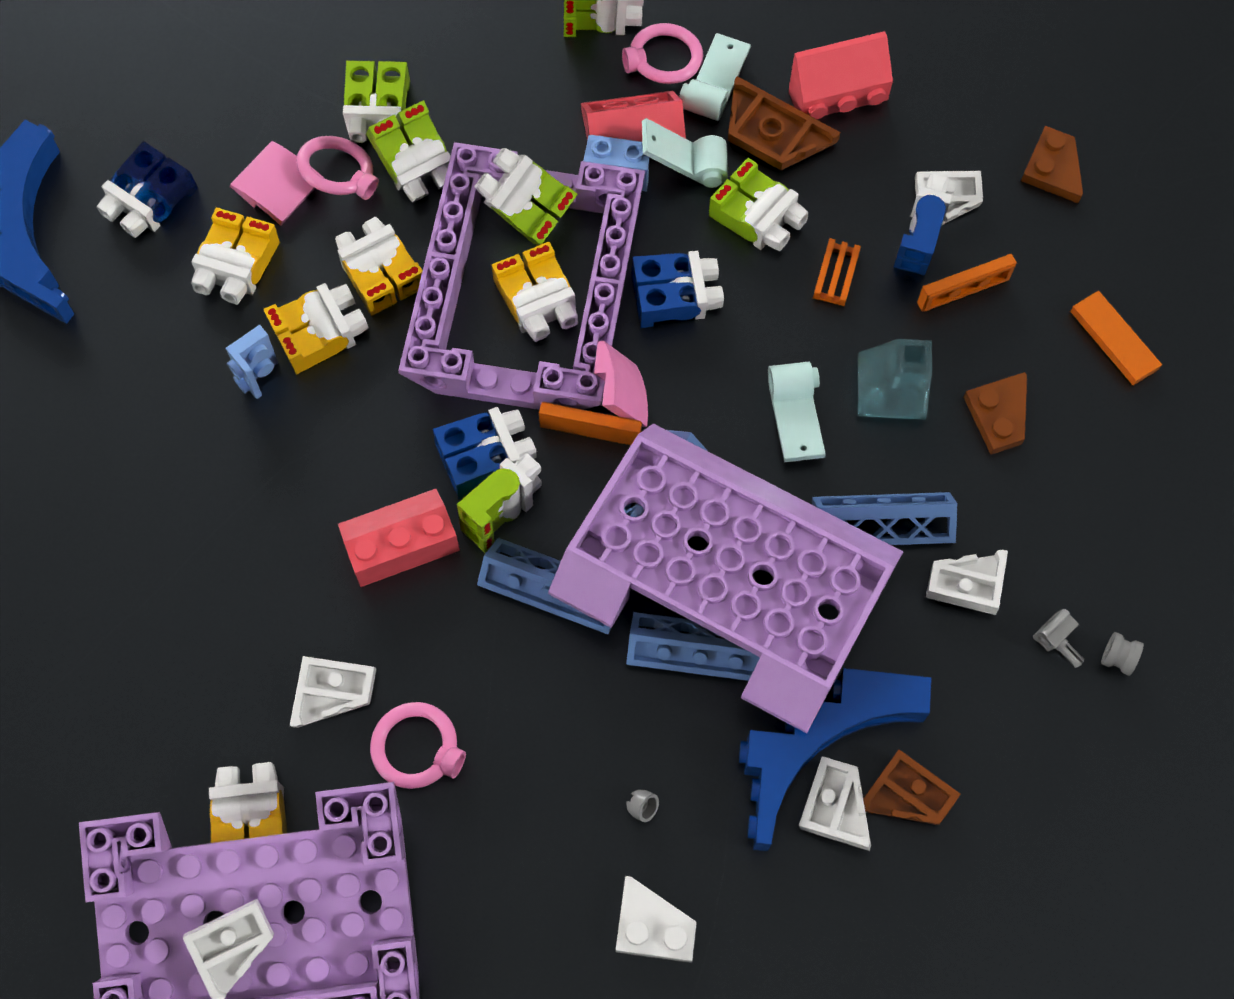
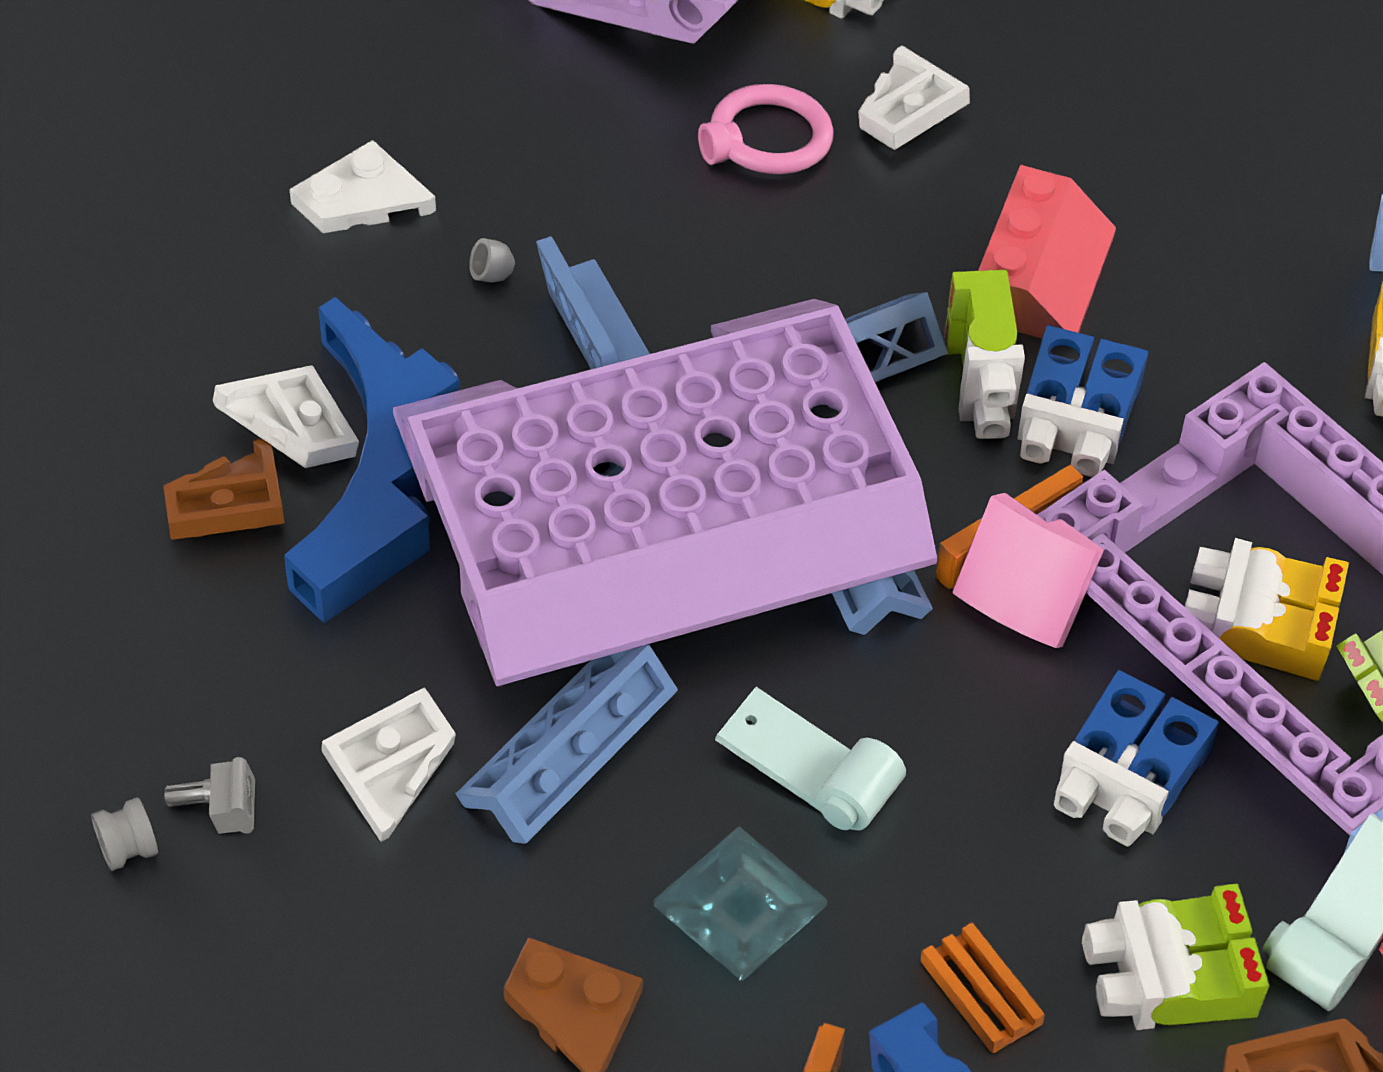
camera: 130 degrees right, 15 degrees down
(647, 694) = (589, 309): none -> medium blue fence

